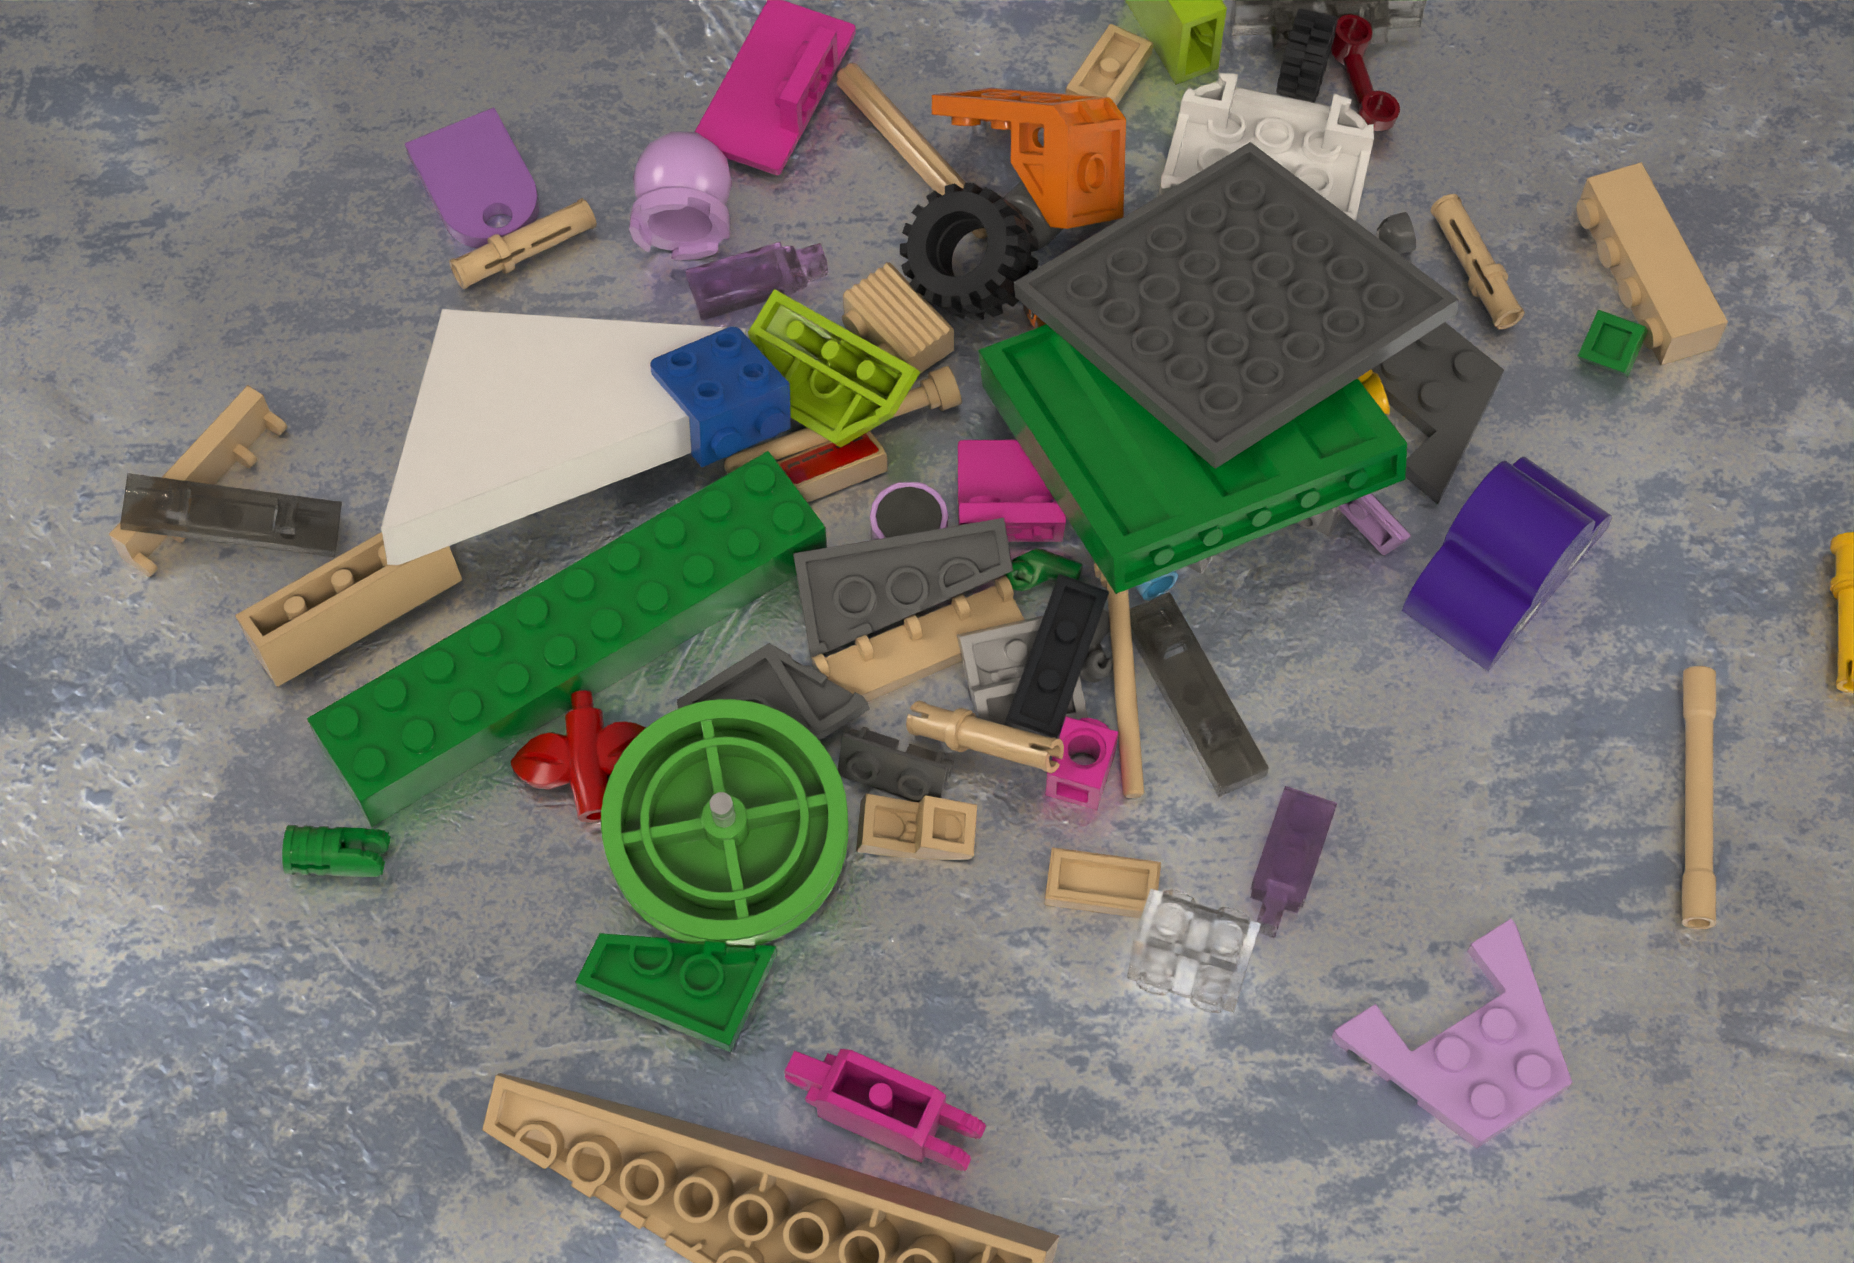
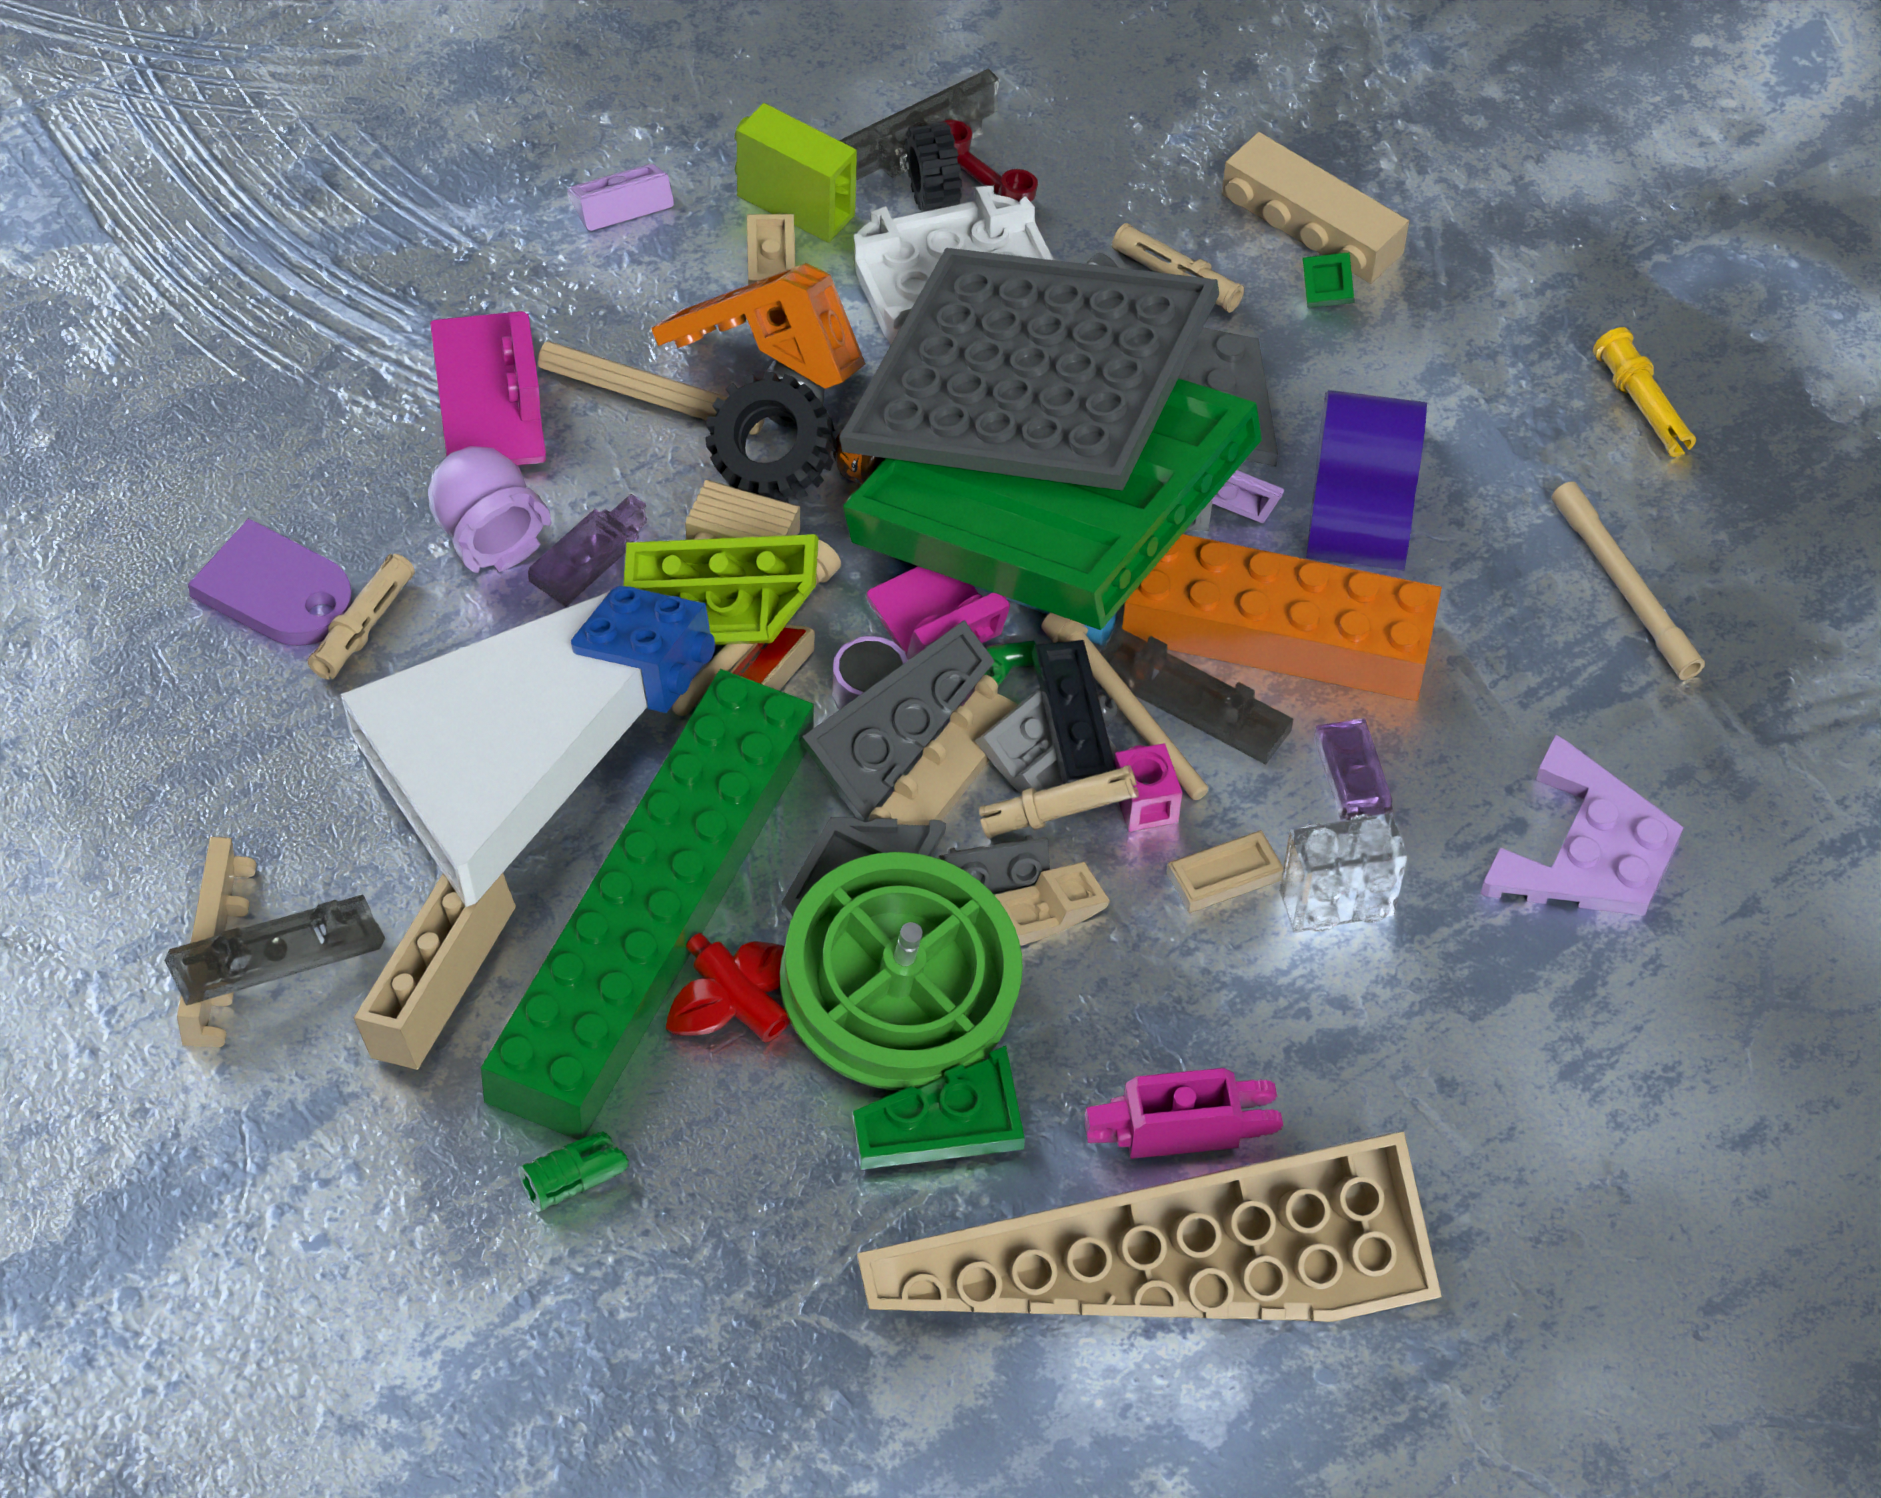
camera: 35 degrees left, 10 degrees down
(1332, 663) = (1287, 615): none -> orange brick

